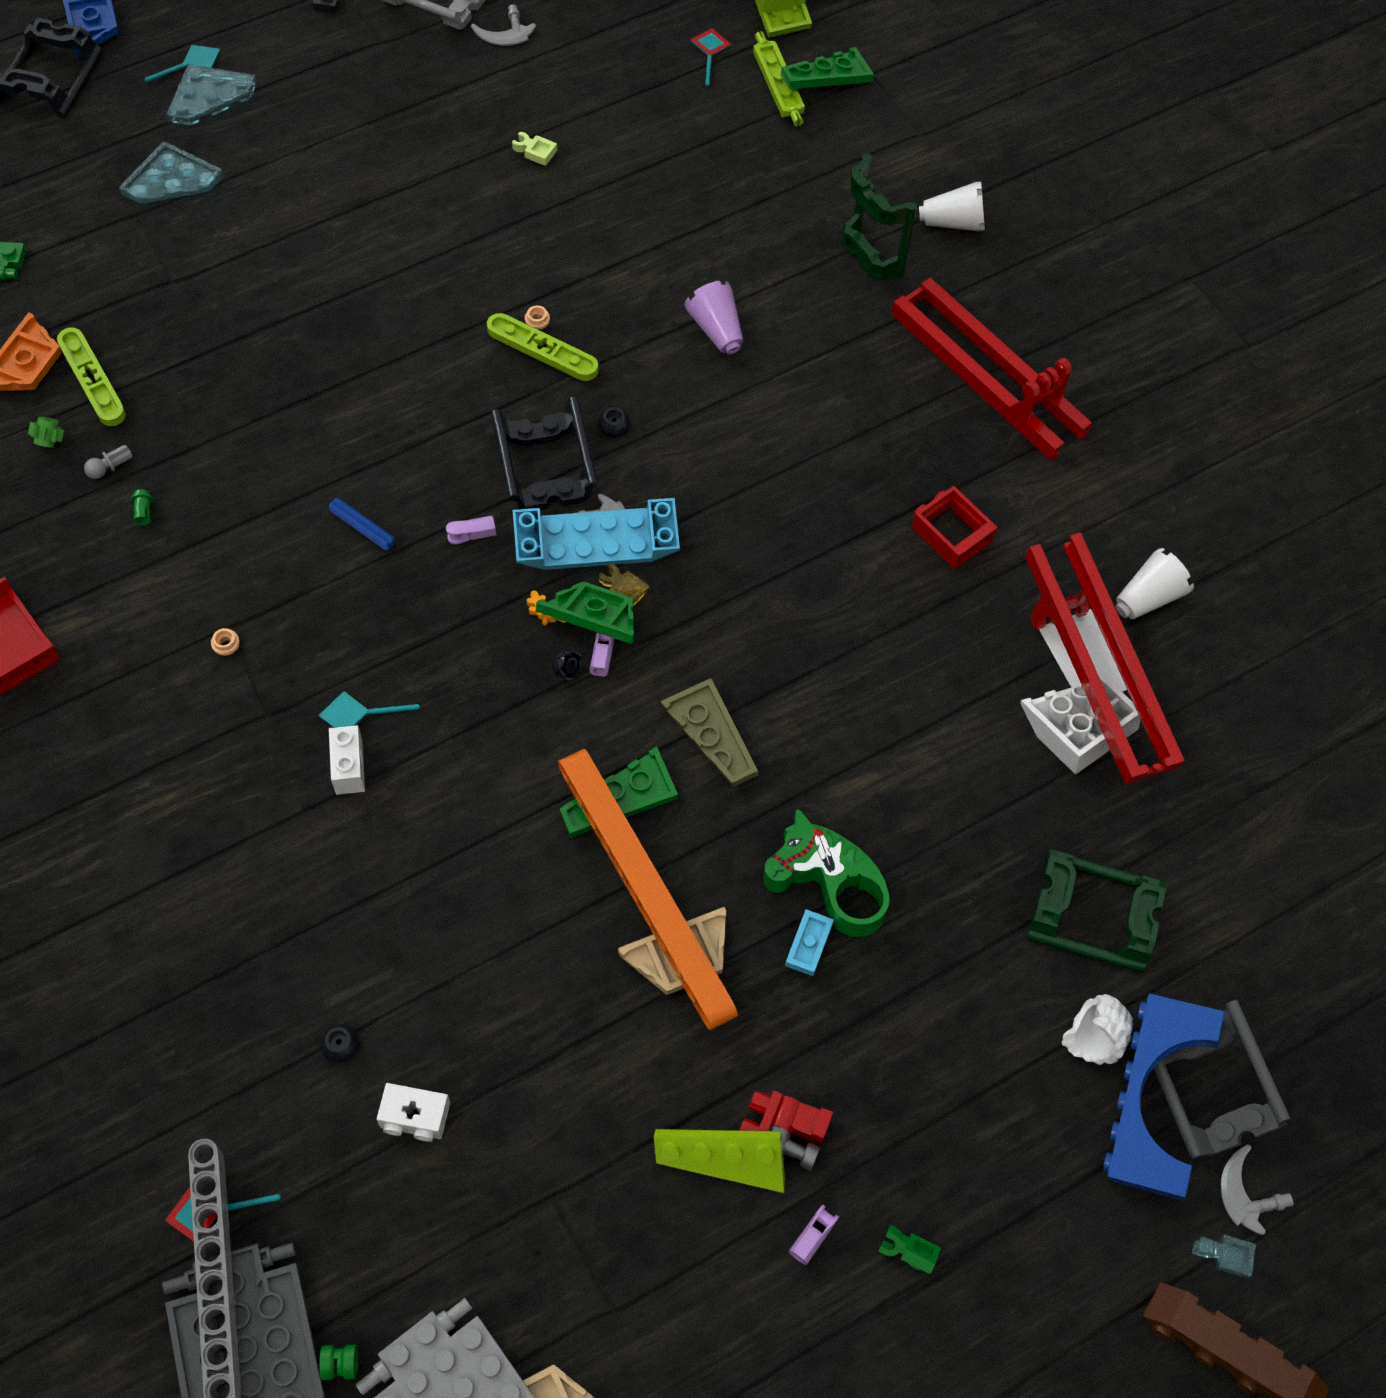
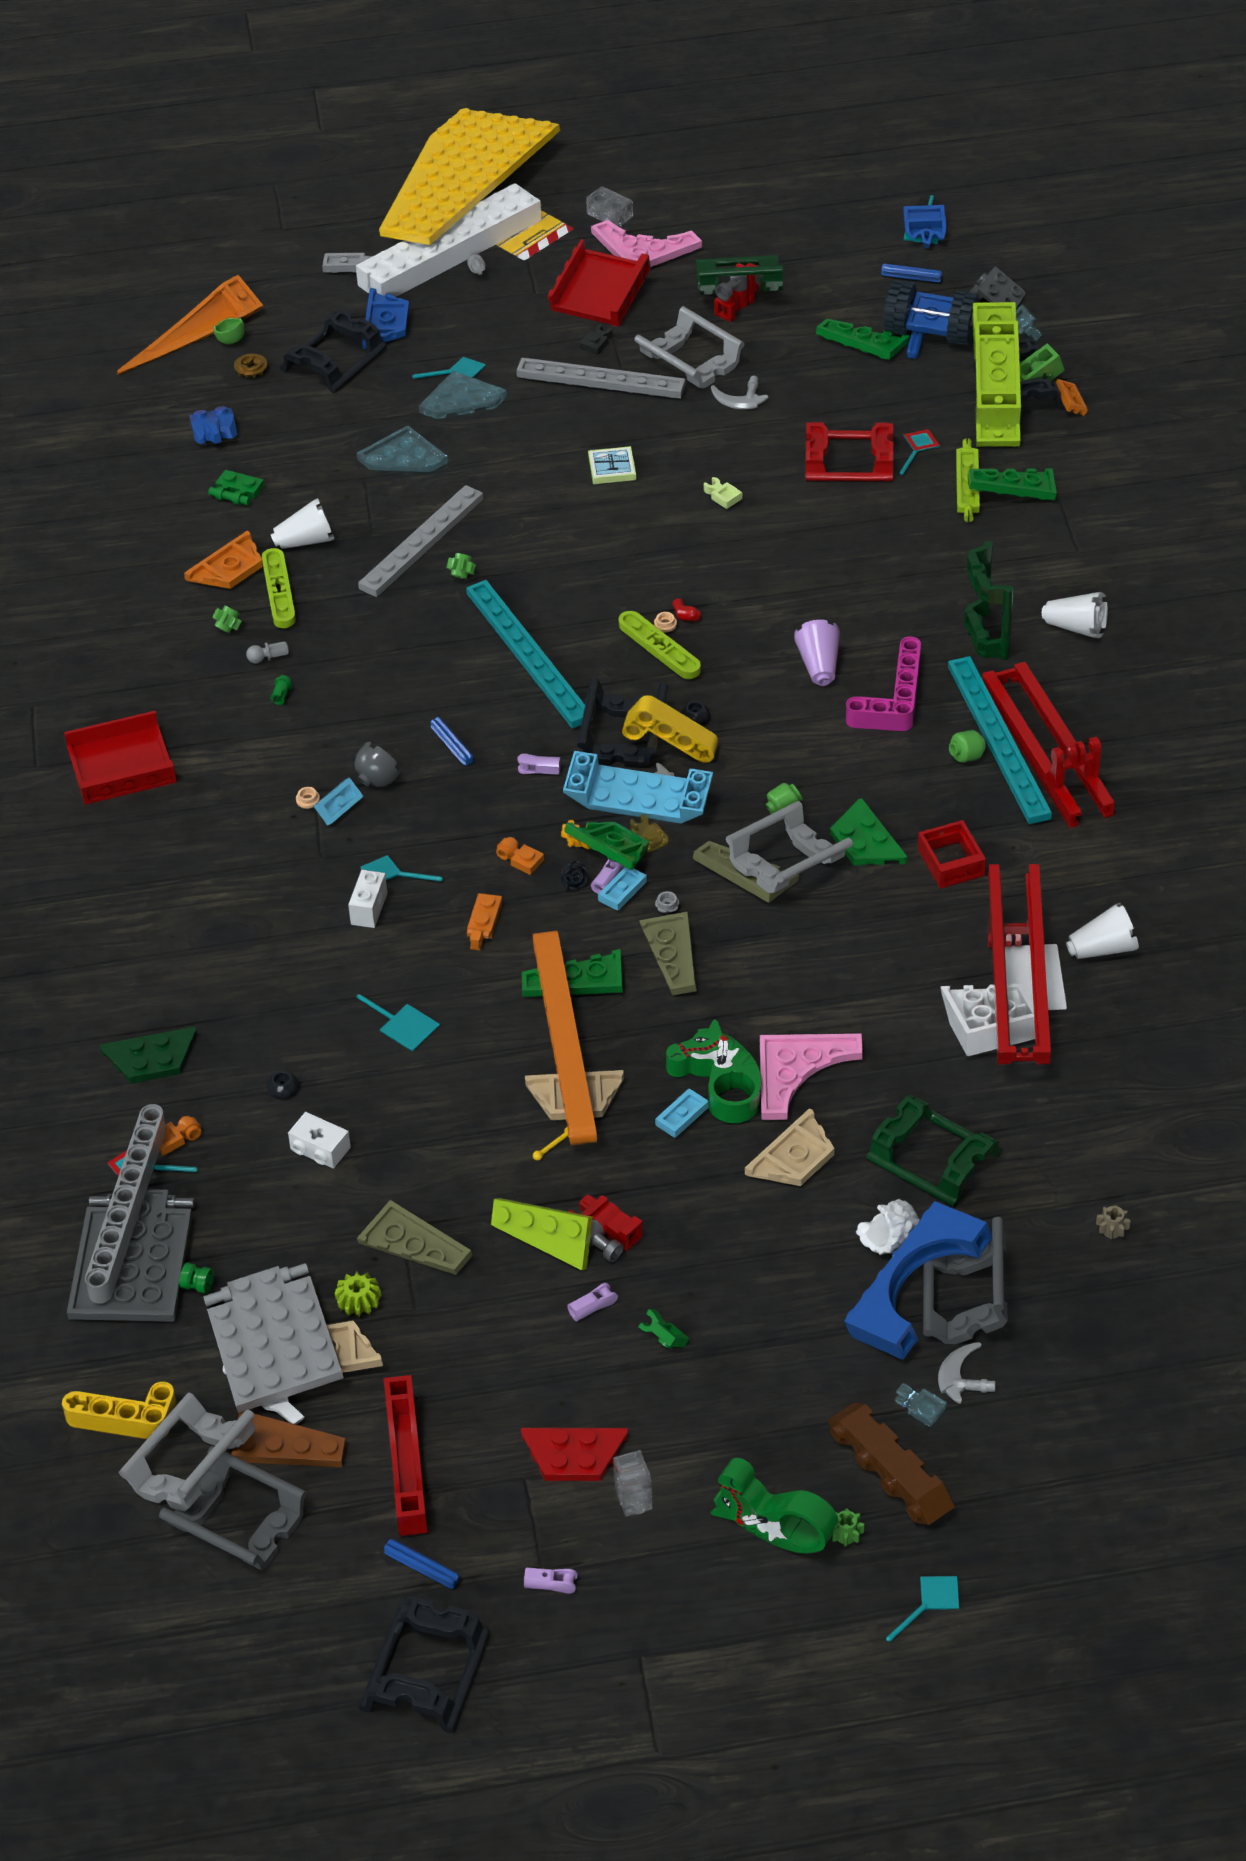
camera: 25 degrees right, 15 degrees down
(93, 295) = (303, 528): none -> white cone
(164, 1049) = (150, 1055): none -> dark green wing
(229, 280) = (420, 541): none -> light grey plate
(248, 1142) = (174, 1136): none -> orange plate
(263, 638) = (338, 801): none -> medium azure plate
(289, 301) = (461, 566): none -> bright green gear
(290, 583) = (375, 766): none -> dark grey cylinder
(351, 39) = (601, 378): none -> light grey plate
(403, 140) = (612, 465): none -> tile
(405, 392) = (527, 652): none -> teal plate
(454, 916) = (407, 1027): none -> teal piece
(486, 746) = (483, 919): none -> orange hinge
(500, 655) = (524, 859): none -> orange plate
(530, 1316) = (357, 1294): none -> lime gear
(553, 300) = (685, 613): none -> red arm
(569, 1214) = (411, 1238): none -> olive wing
(601, 449) = (670, 726): none -> yellow beam
(616, 72) = (818, 446): none -> red piece
(625, 665) = (622, 888): none -> medium azure plate
(671, 1047) = (537, 1155): none -> yellow hinge
(681, 663) = (667, 902): none -> light grey plate
(753, 507) = (782, 797): none -> bright green head
(758, 609) = (717, 859): none -> olive wing
(793, 549) = (802, 838): none -> light grey piece
(827, 365) = (894, 713): none -> dark pink beam
(854, 529) = (870, 839): none -> green wing
(897, 835) = (792, 1059): none -> bright pink plate
(913, 391) = (967, 746): none -> bright green head
(942, 376) = (999, 740): none -> teal plate
(952, 958) = (794, 1154): none -> tan wing
(1317, 943) = (1113, 1222): none -> dark tan gear

